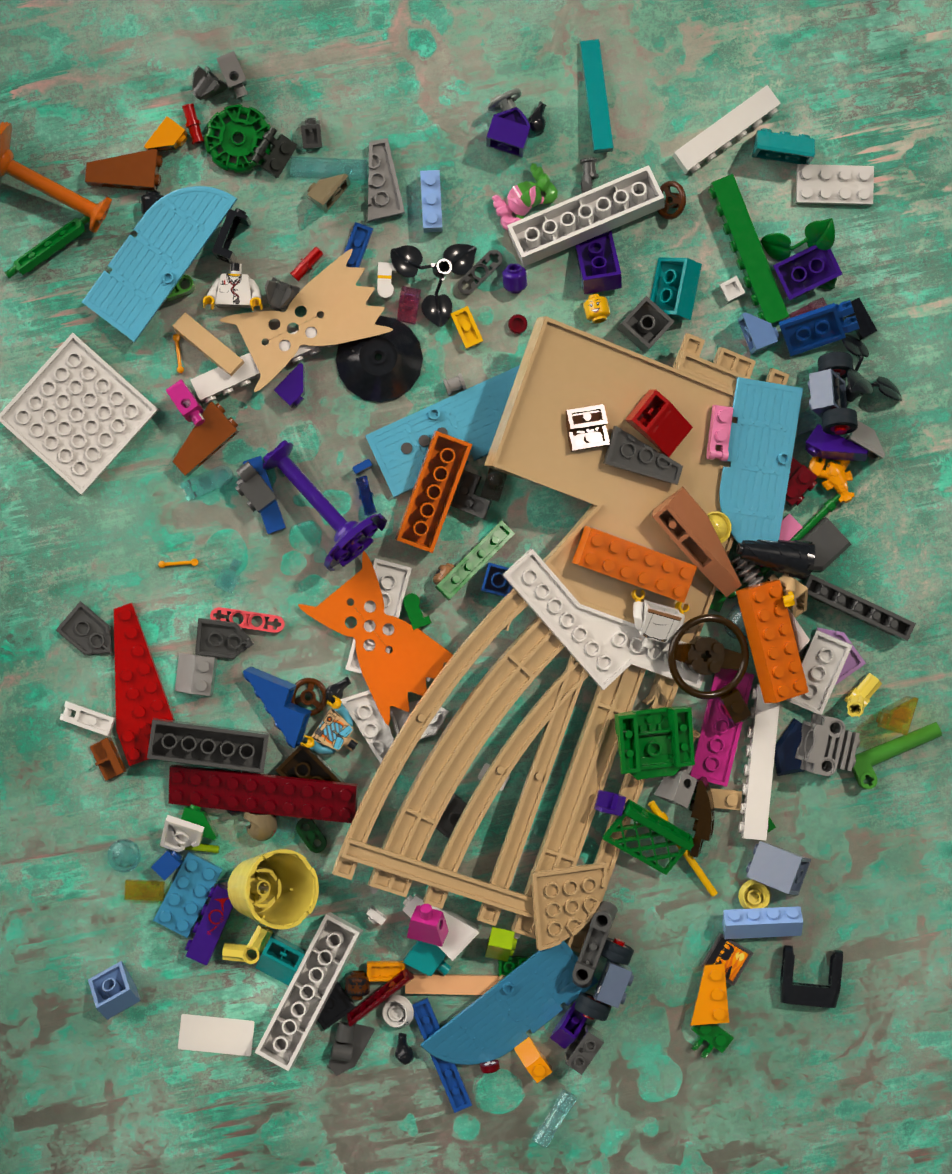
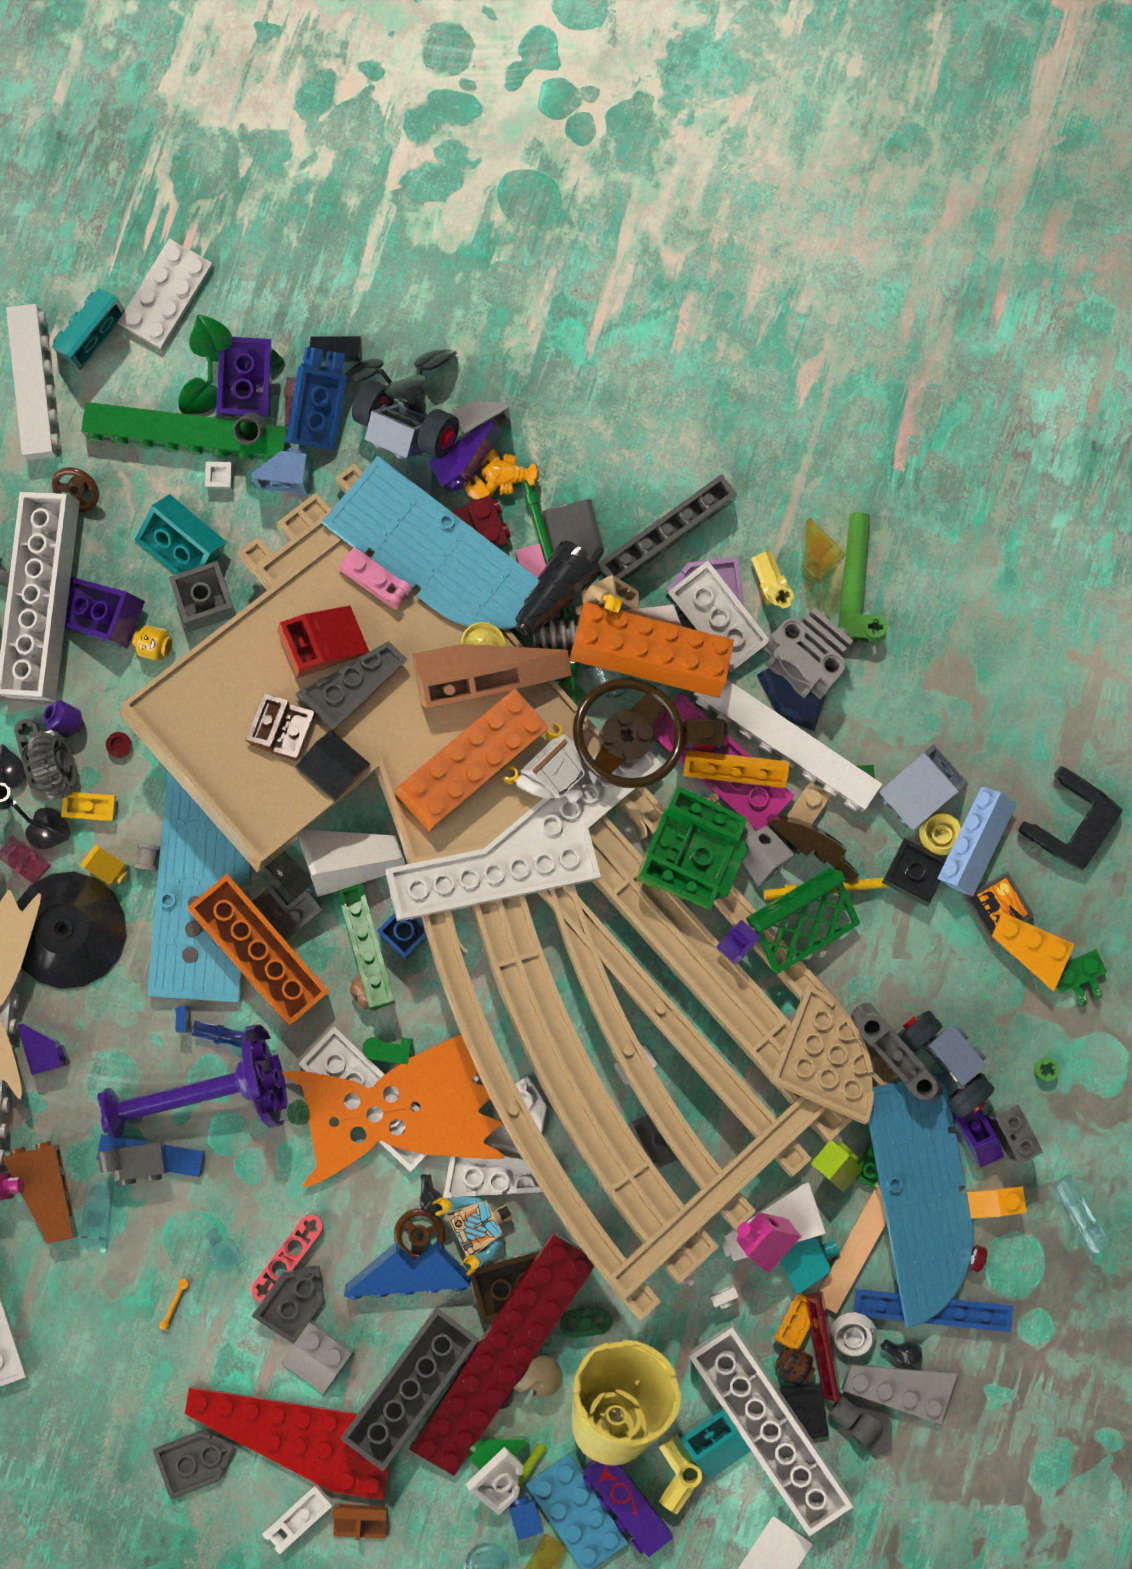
camera: 60 degrees left, 5 degrees down
(343, 575) = (298, 1112): none -> clear green plate
(381, 1068) = (907, 1390): none -> light grey wing
(434, 361) = (105, 866): none -> yellow slope
(481, 289) = (52, 764): none -> dark grey gear
(525, 517) = (348, 858): none -> white slope
(580, 475) = (332, 765): none -> black slope
(632, 1050) = (1048, 1077): none -> bright green bush
(719, 892) = (914, 872): none -> black tile
(723, 739) = (736, 769): none -> light orange plate
(765, 293) = (239, 434): none -> dark grey piece

